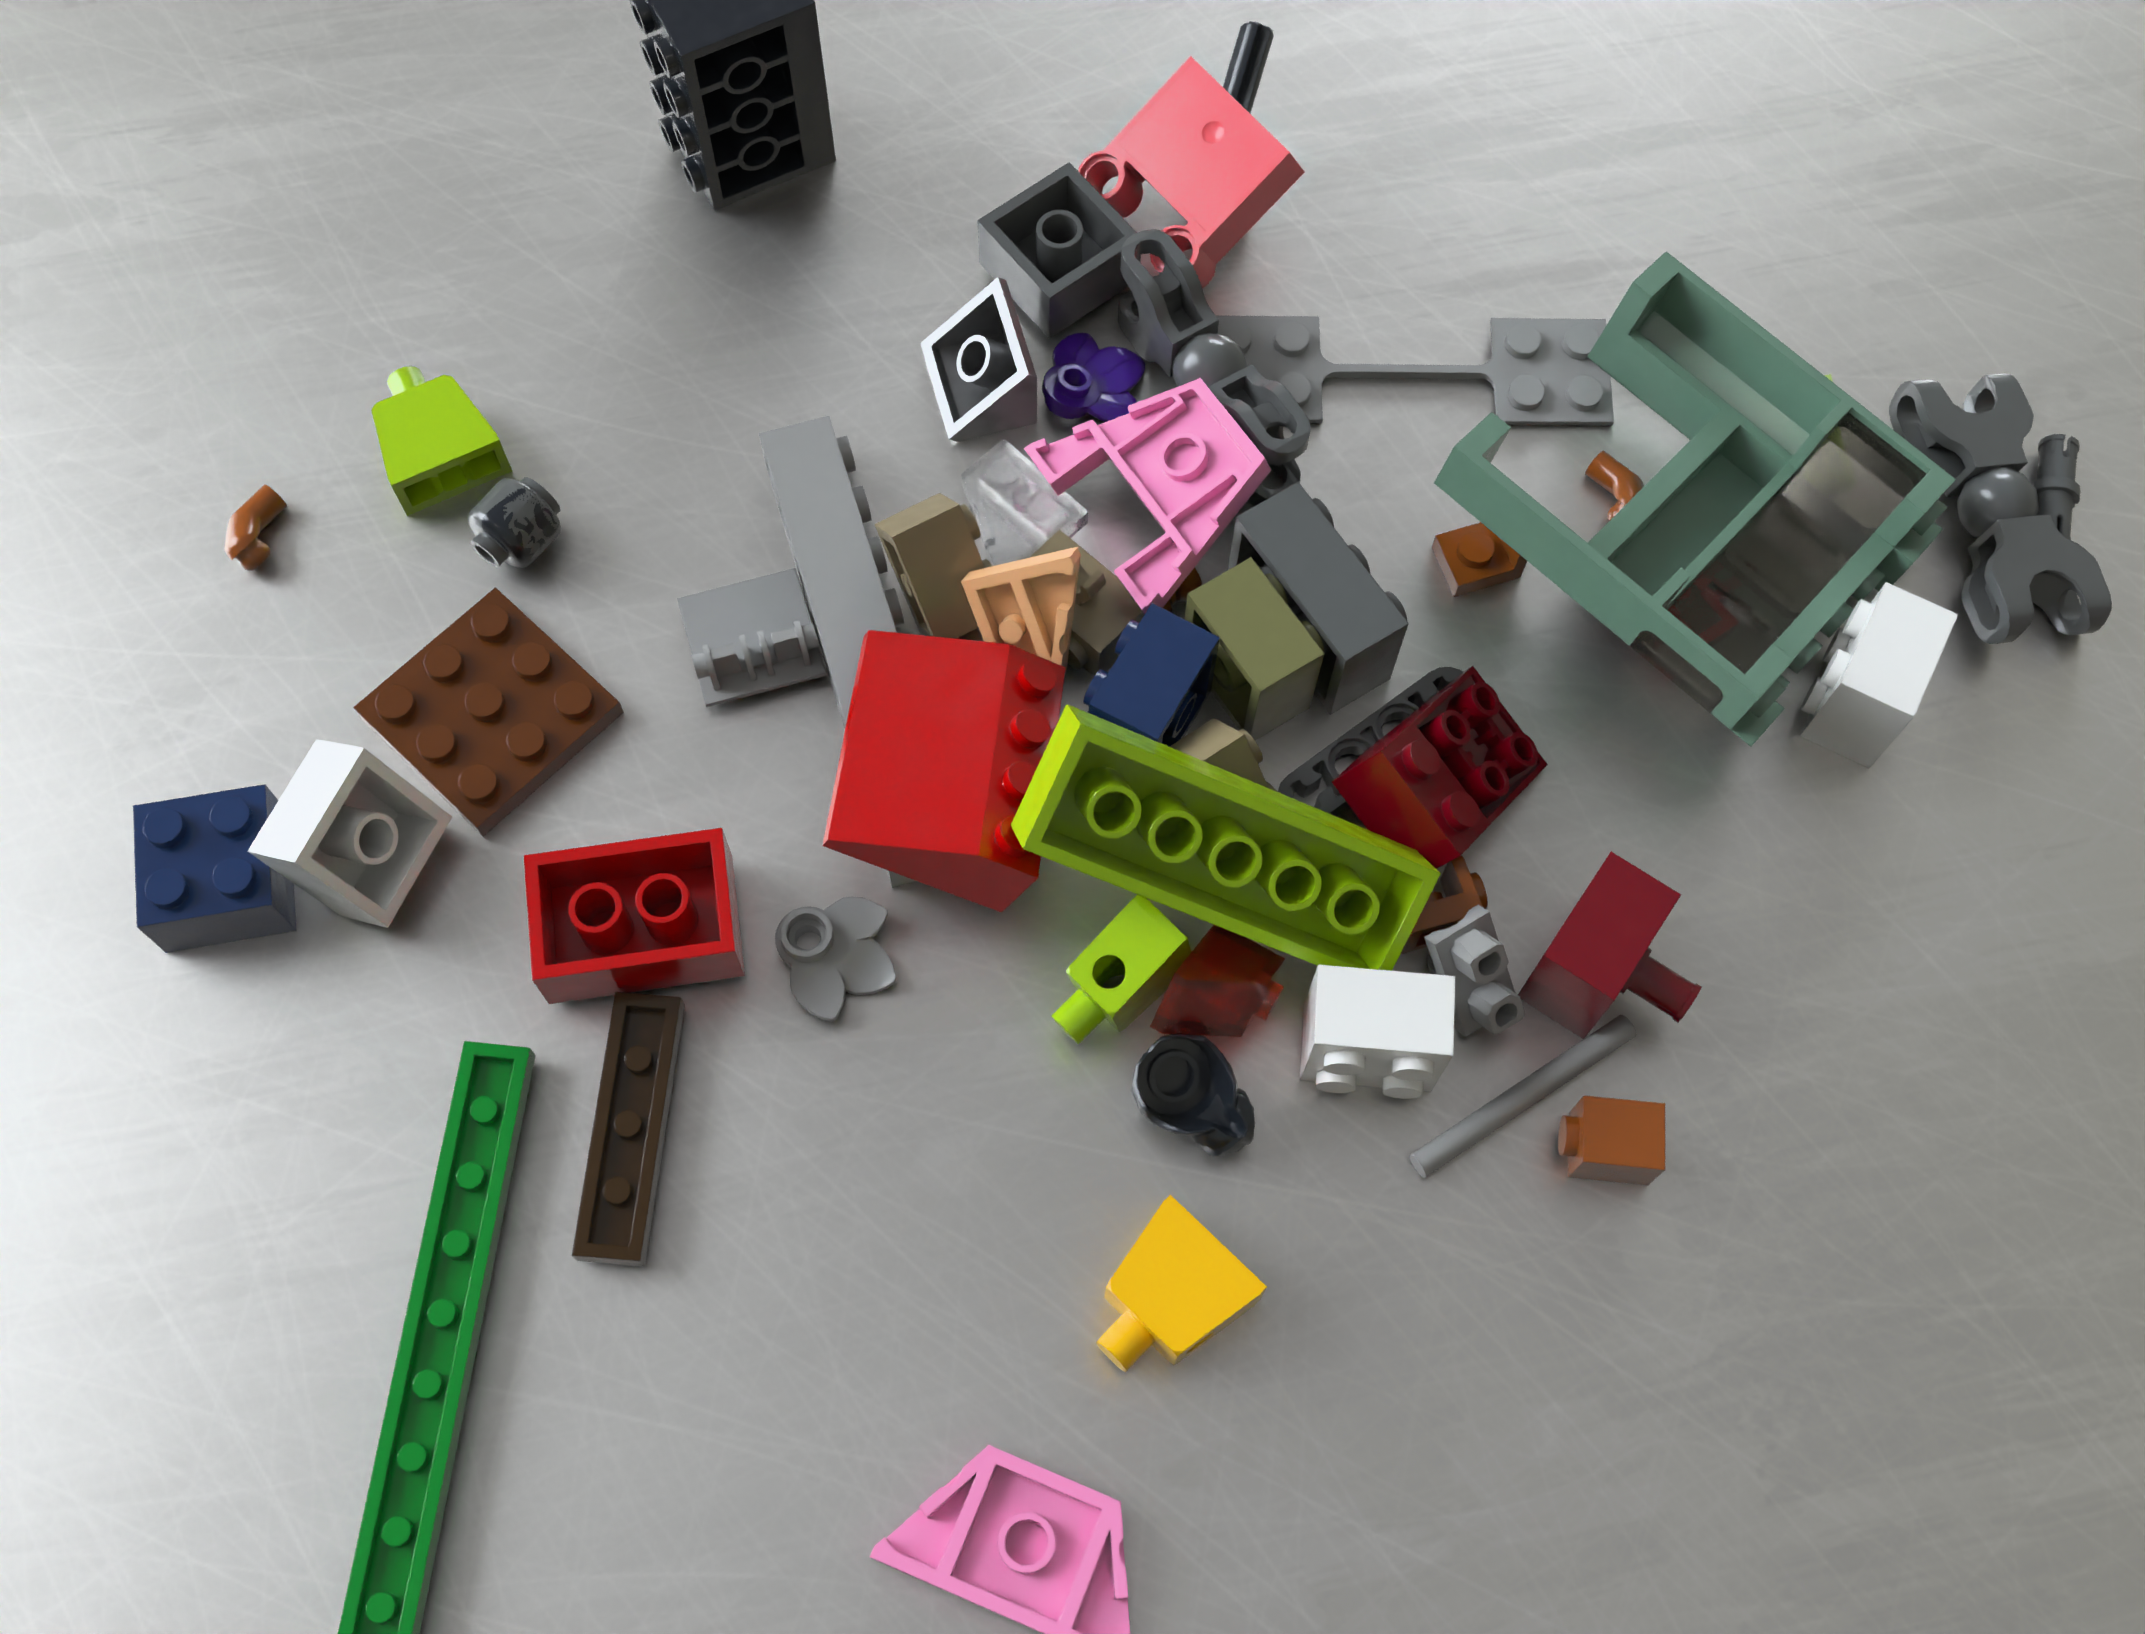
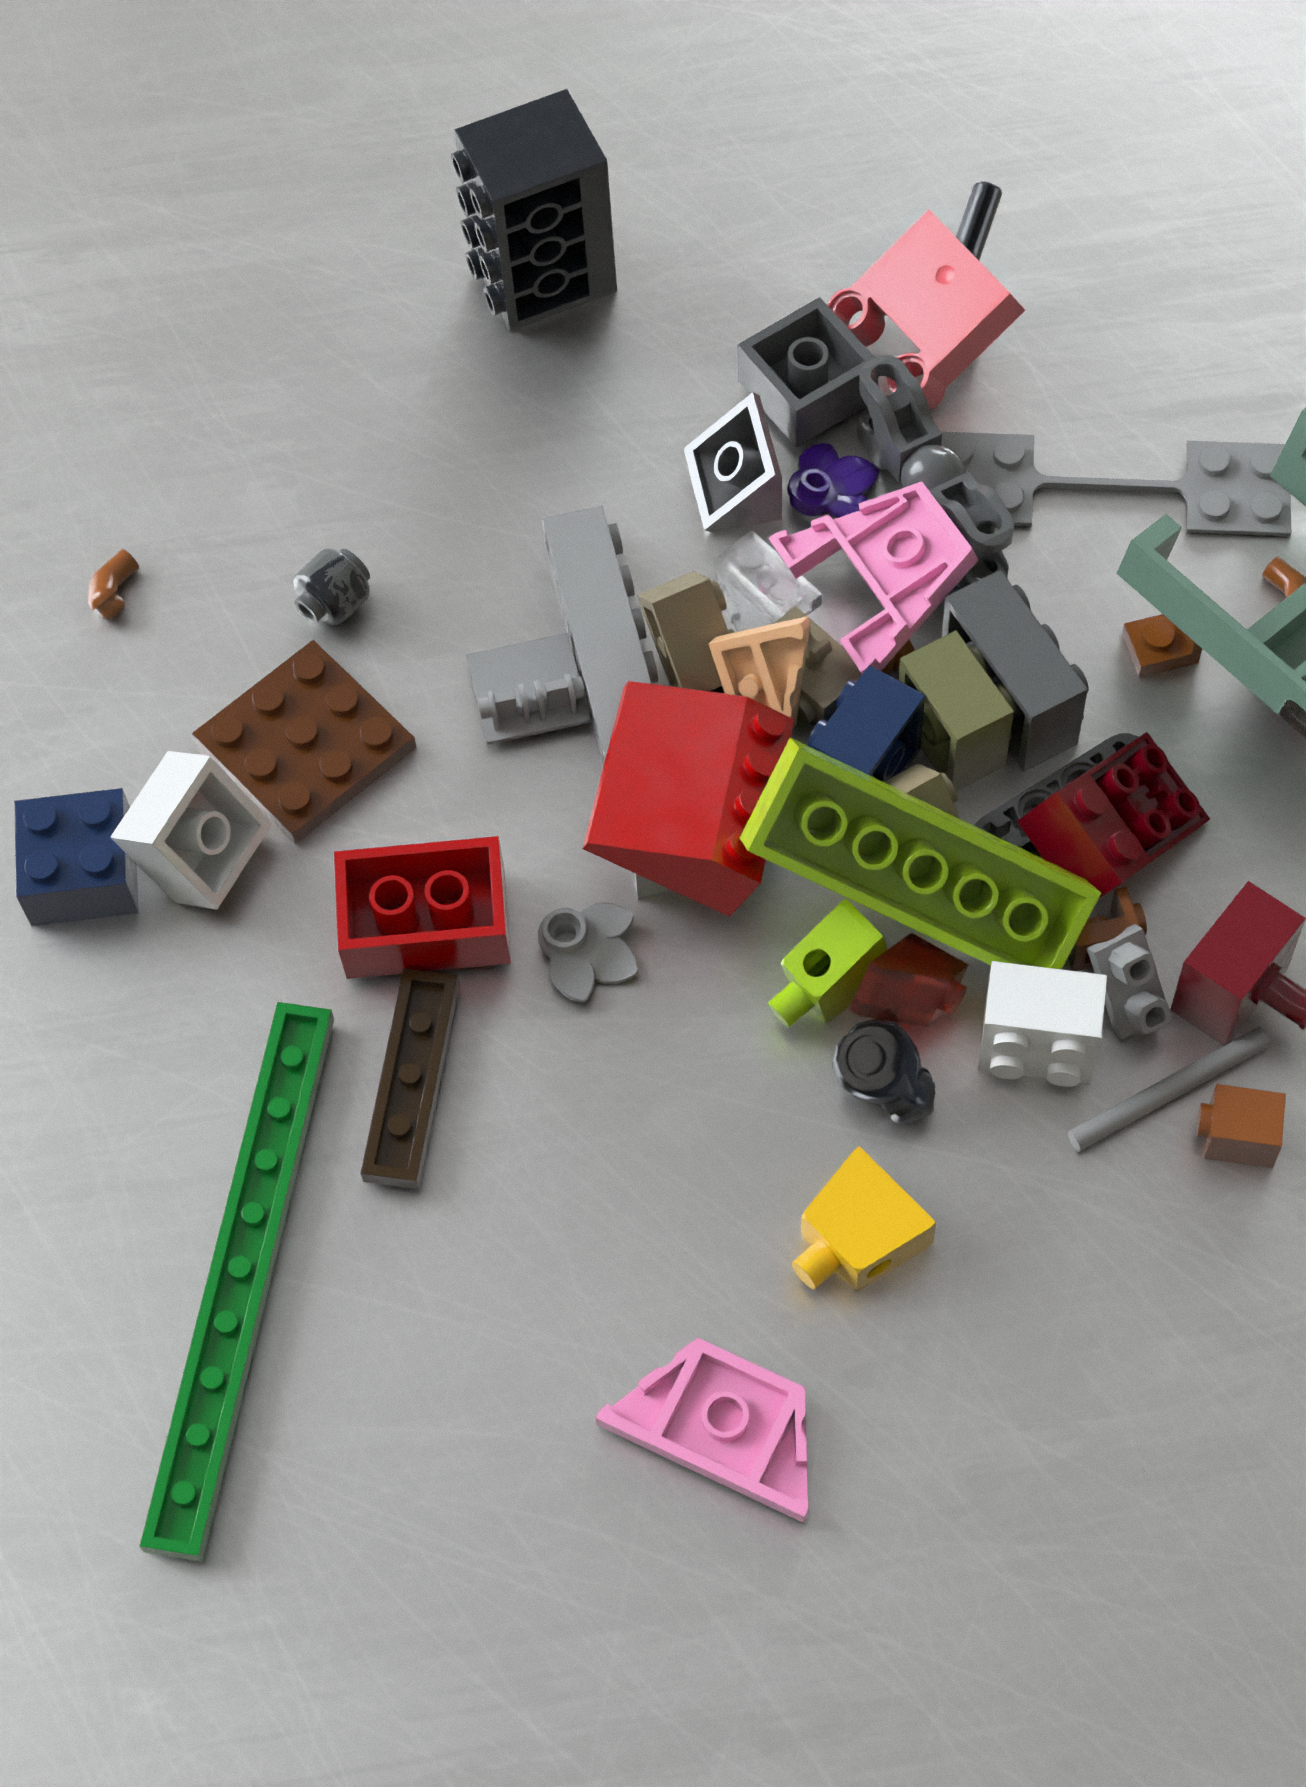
camera: 10 degrees right, 5 degrees down
(434, 440) = (267, 516): lime torso -> none

